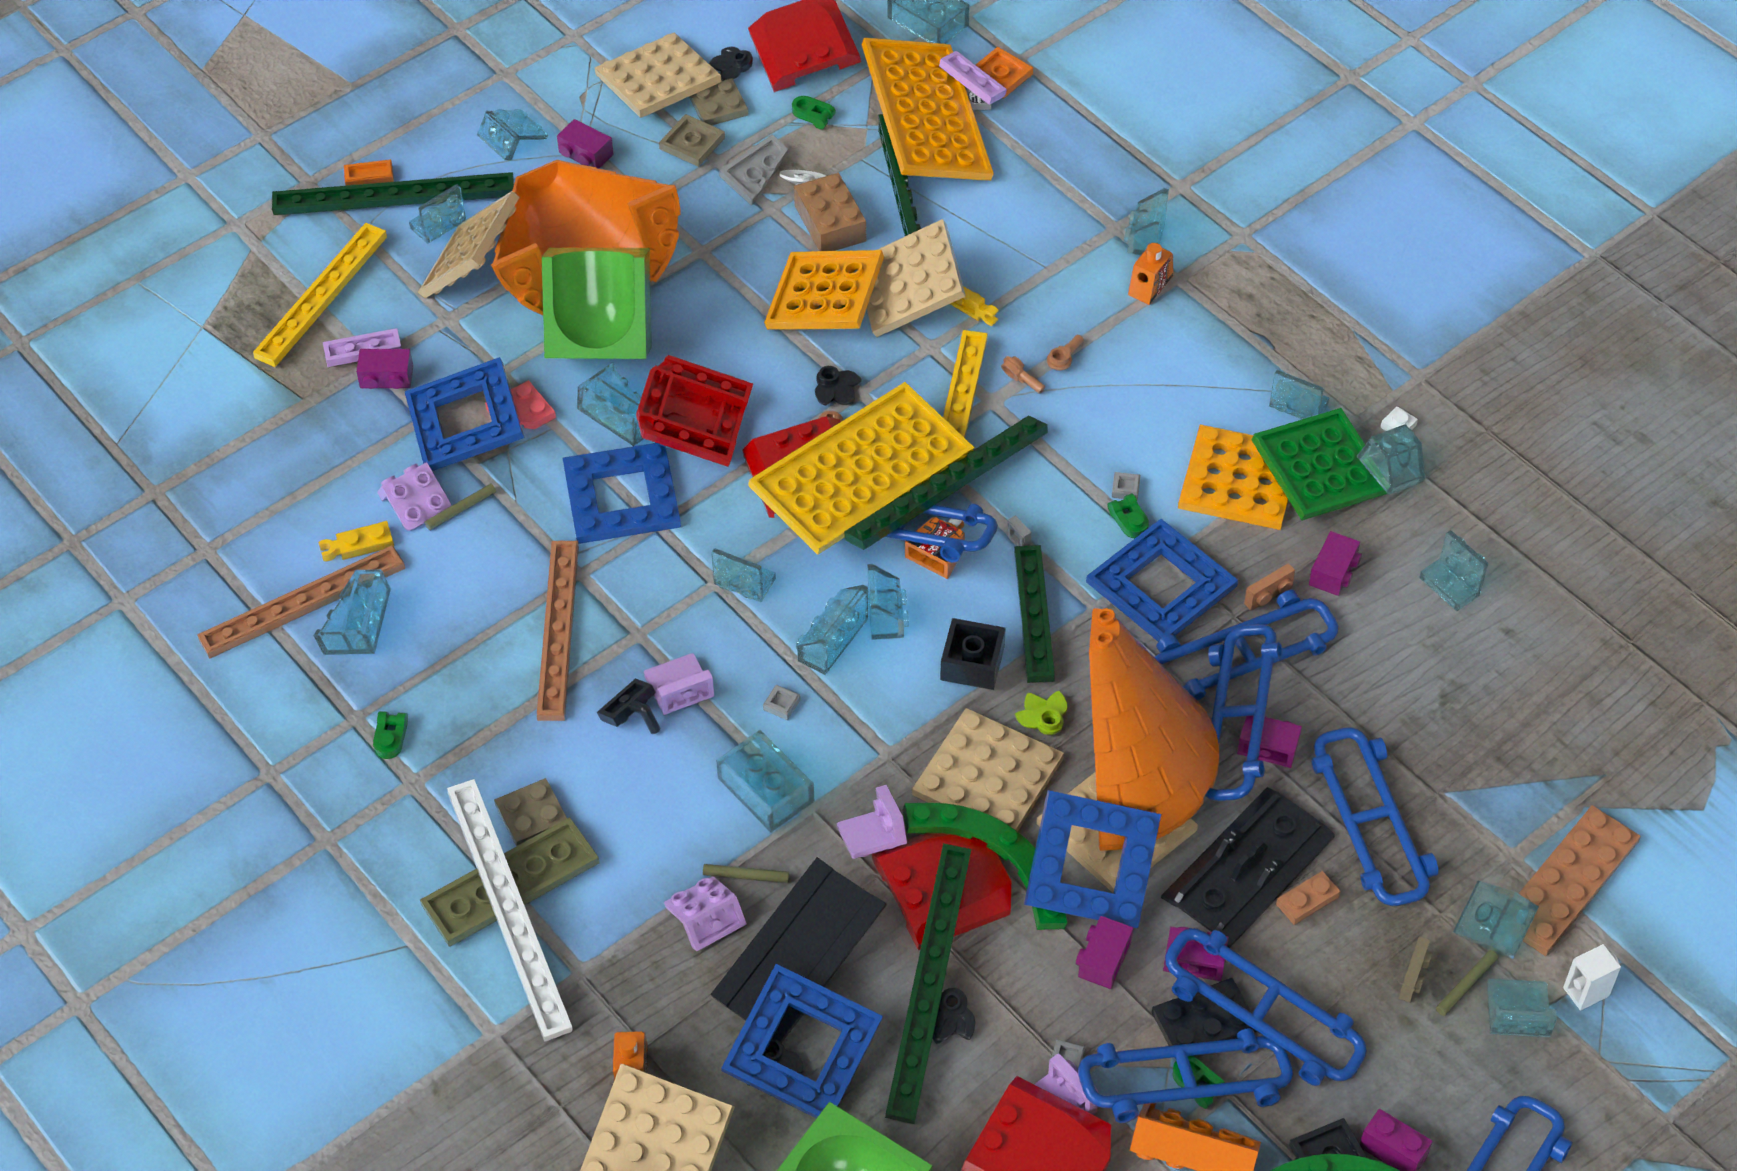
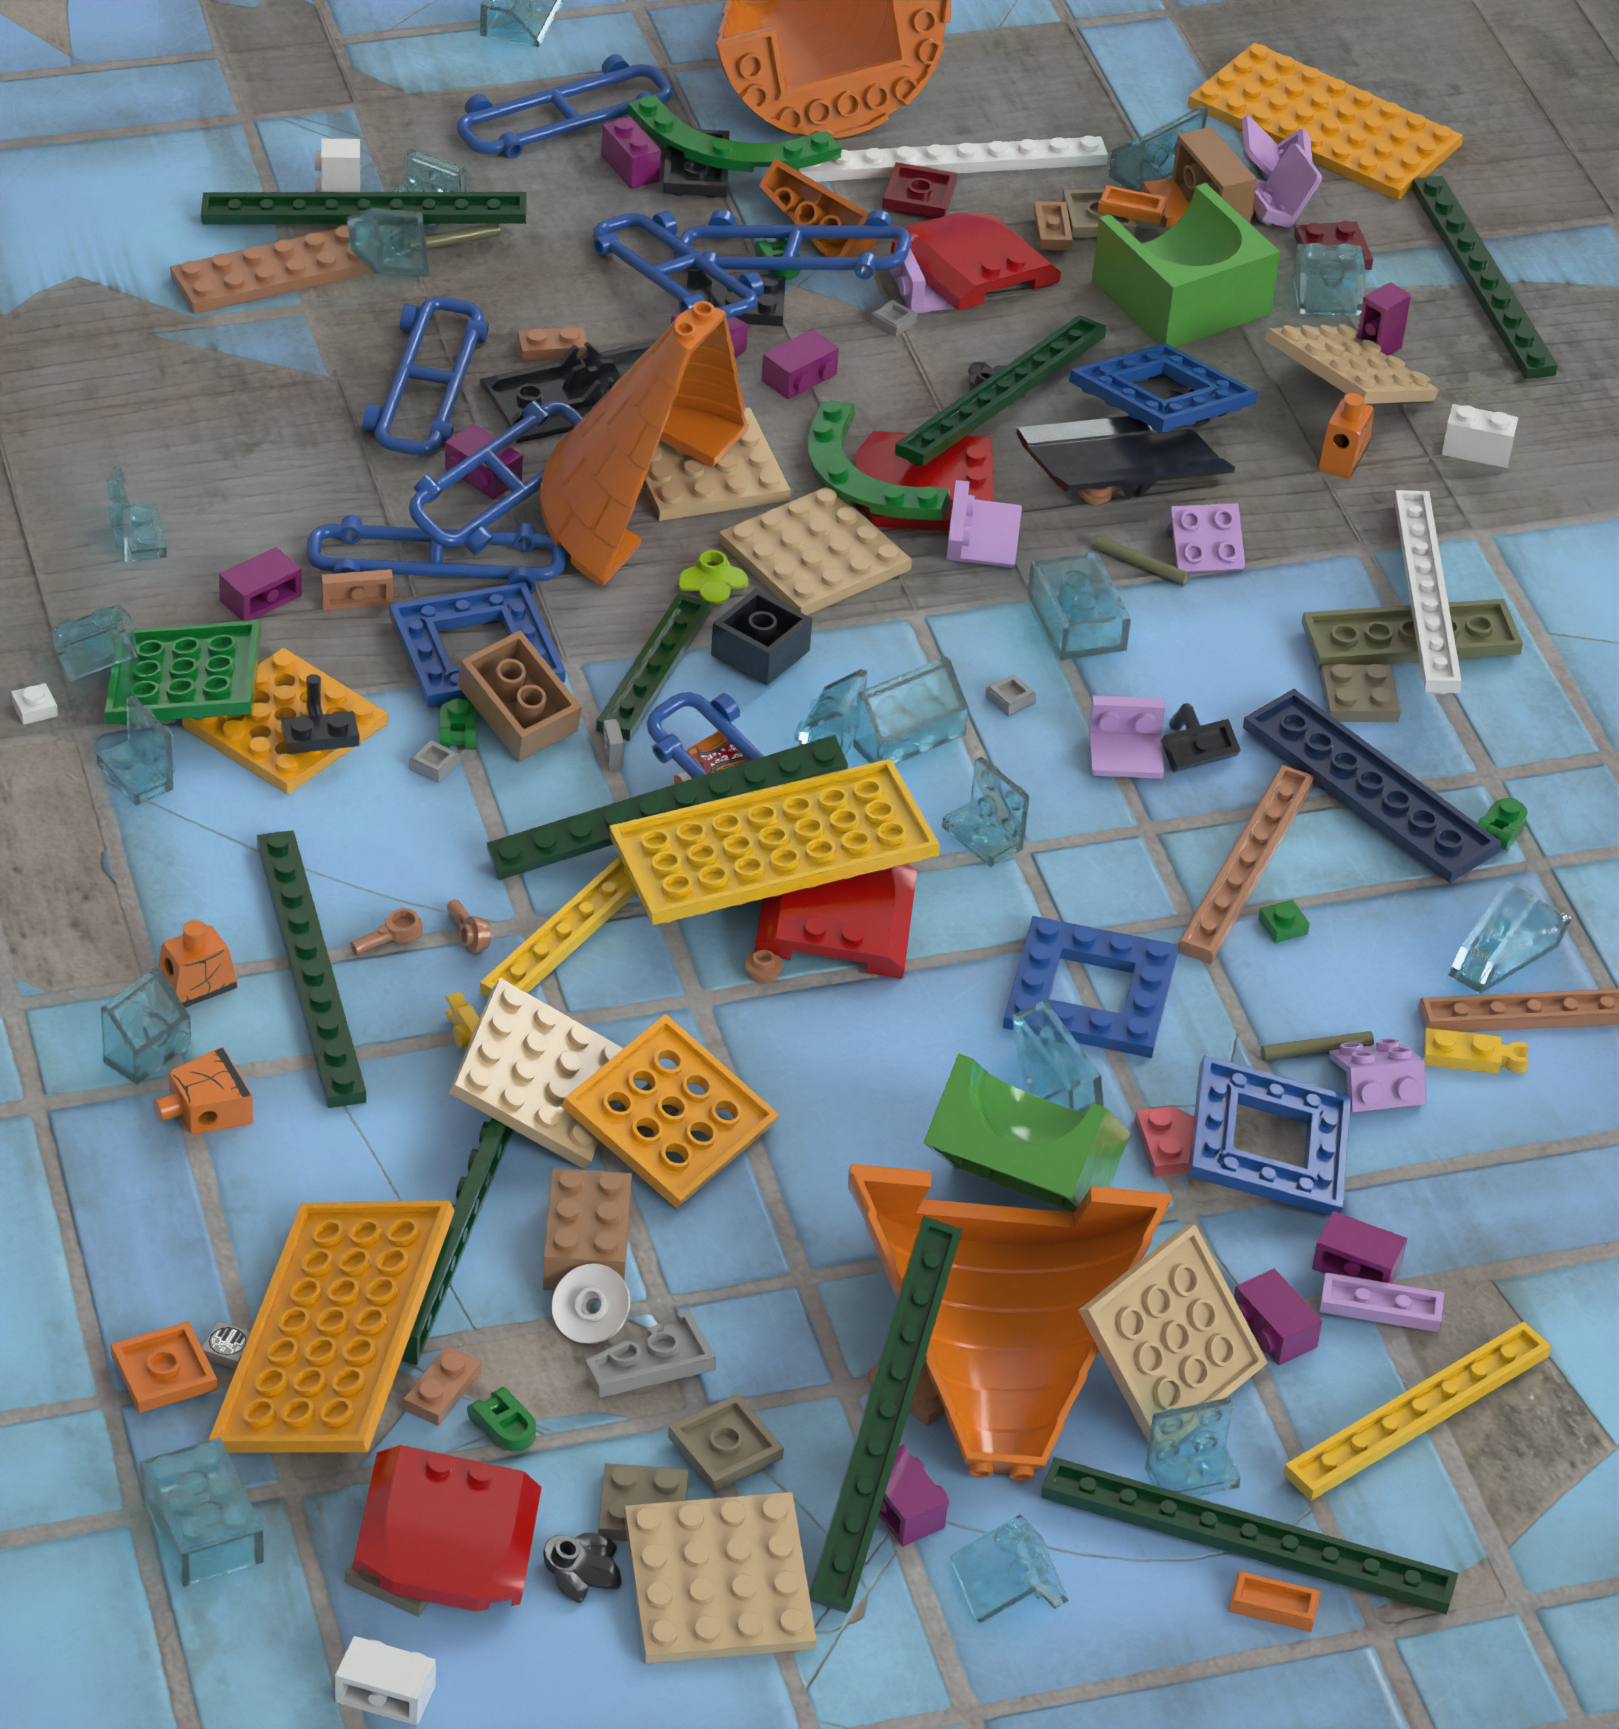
camera: 160 degrees left, 10 degrees down
(421, 312) = (1278, 1316): none -> magenta brick
(495, 723) = (1372, 785): none -> dark blue plate
(515, 591) = (1283, 921): none -> green plate
(521, 1124) = (1479, 435): none -> white brick
(604, 139) = (885, 1415): none -> dark green plate
(693, 409) = (954, 1002): red wedge -> none
(835, 386) = (726, 1009): black plate -> none
(856, 120) = (442, 1385): none -> nougat plate
(972, 77) = (225, 1346): lavender plate -> none
(1044, 882) = (806, 394): blue plate -> none
(1088, 212) = (207, 1095): none -> orange torso
(1096, 524) = (519, 695): none -> medium nougat brick
(1098, 320) = (311, 970): none -> dark green plate
(1207, 453) = (319, 730): none -> black plate
(1413, 980) = (499, 252): dark tan plate -> none
(1545, 961) = (338, 206): none -> dark green plate

